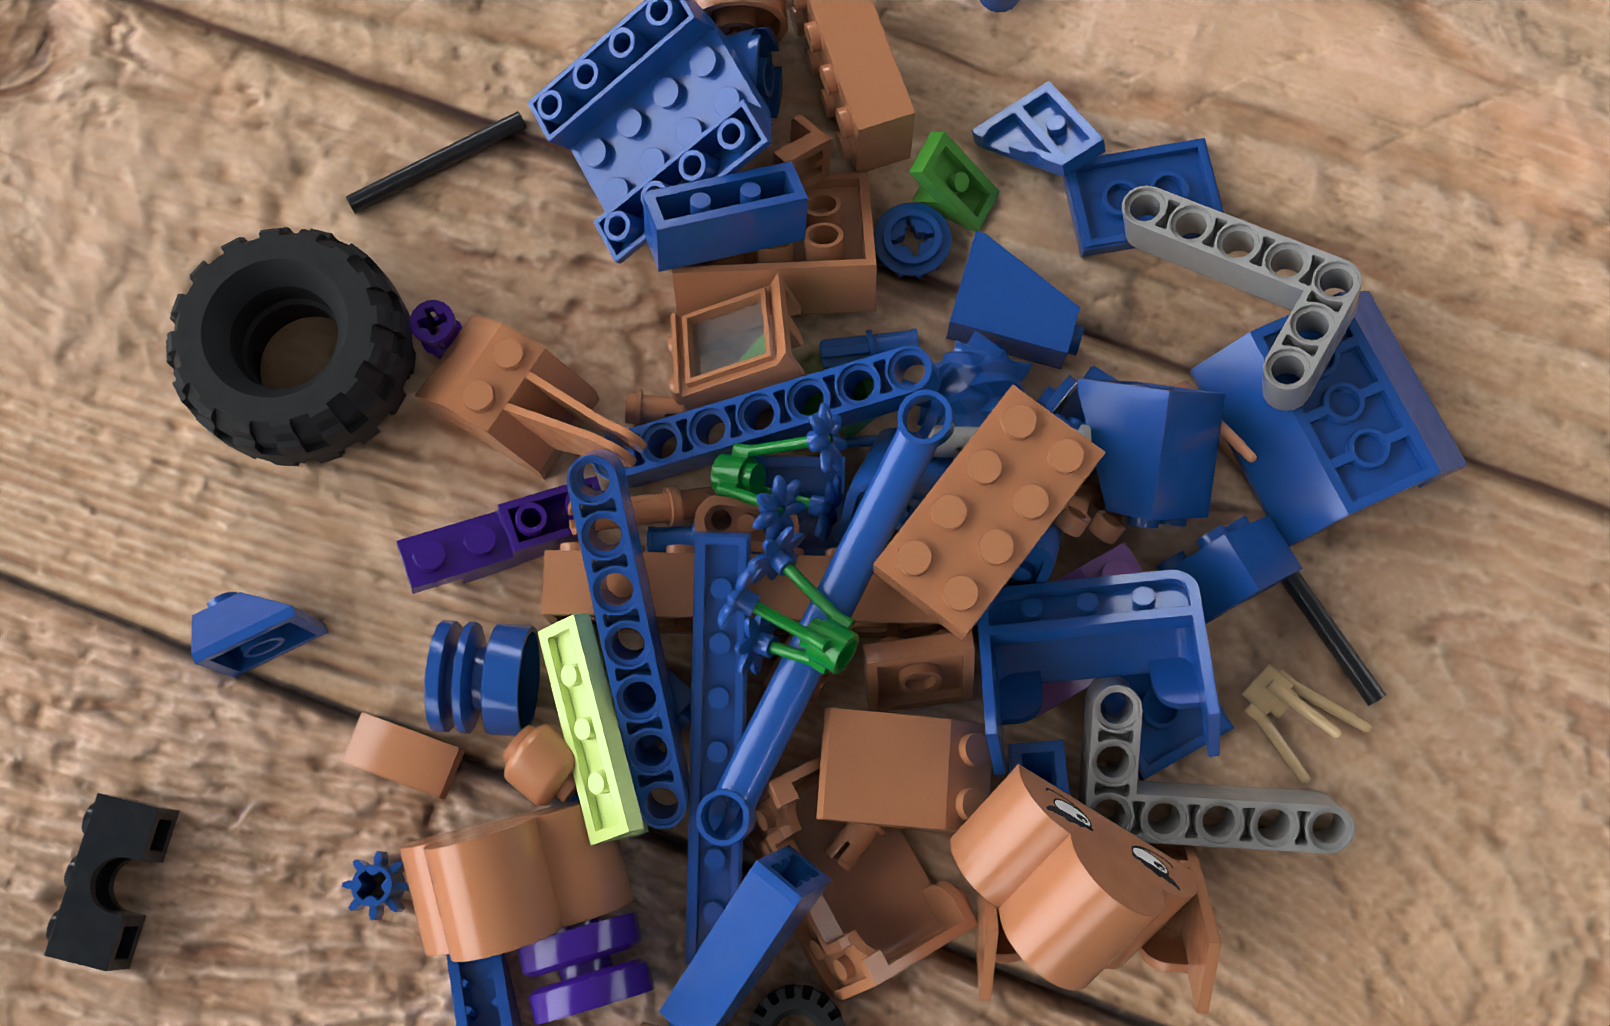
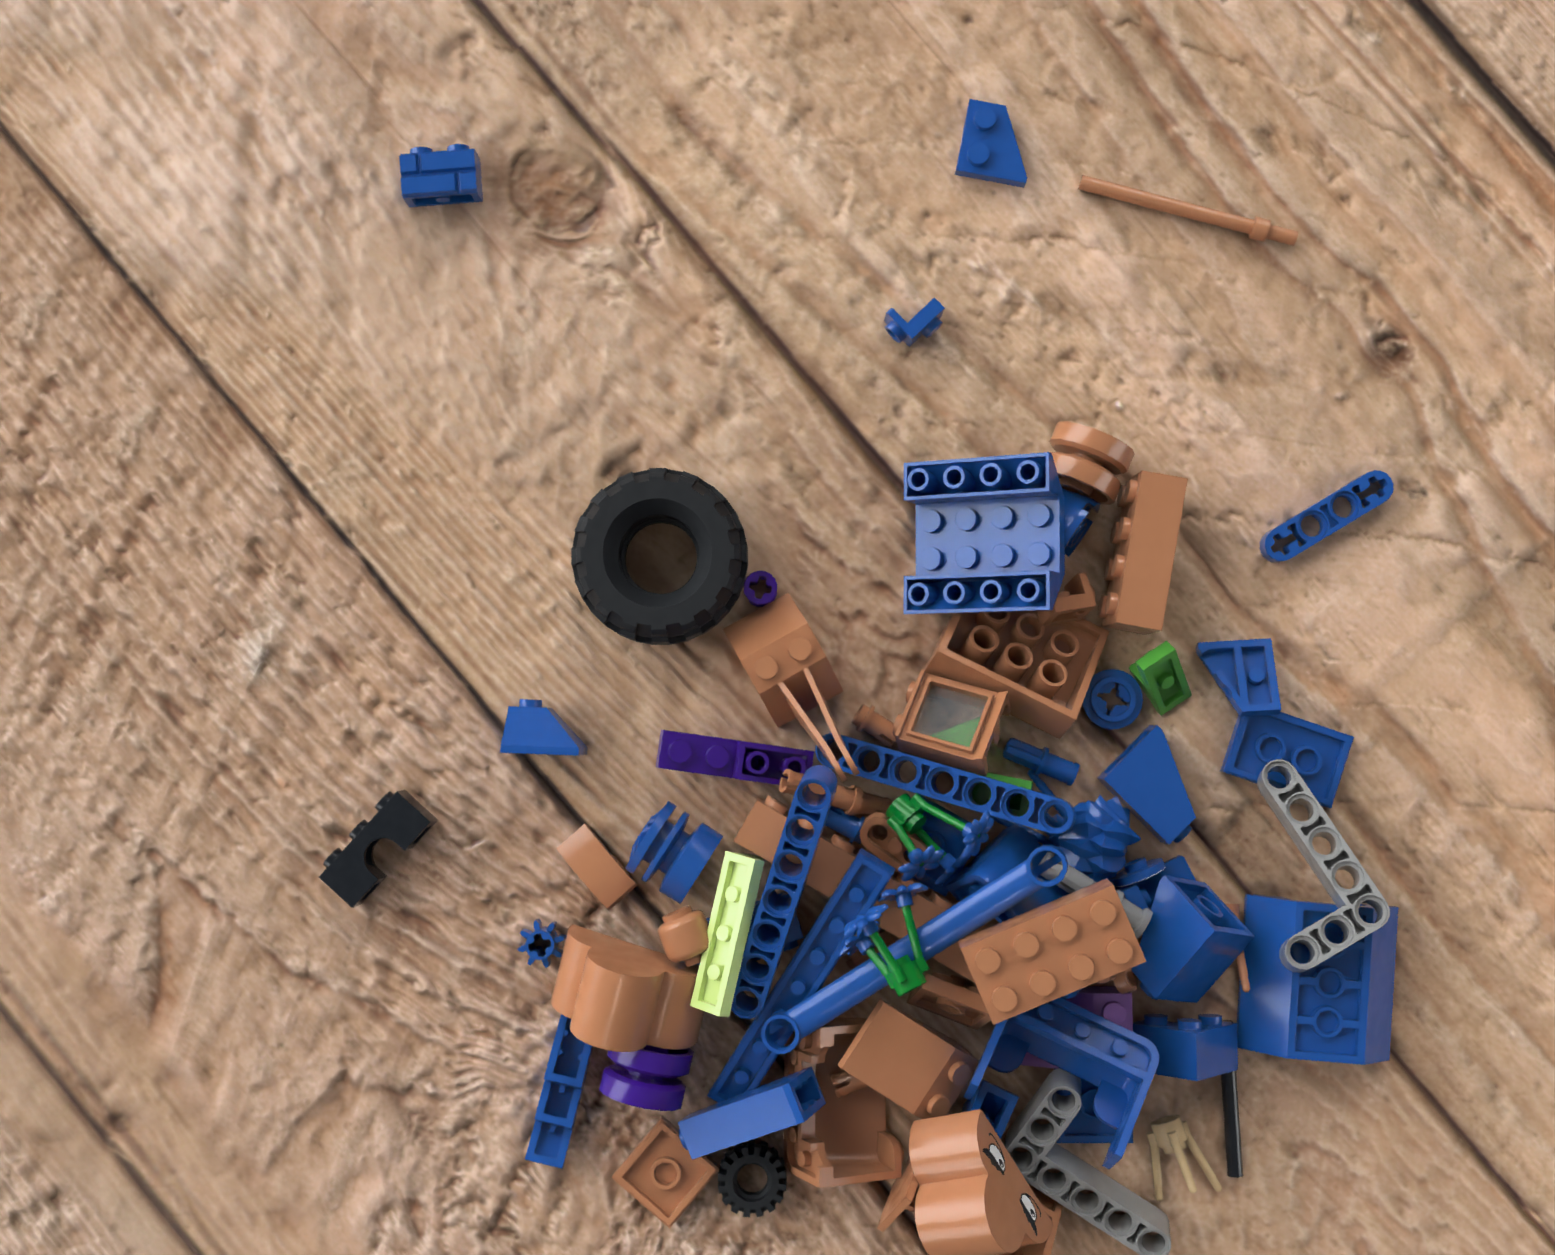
camera: 25 degrees right, 10 degrees up
(436, 162) = (815, 460): black bar -> none
(725, 216) = (993, 635): blue brick -> none

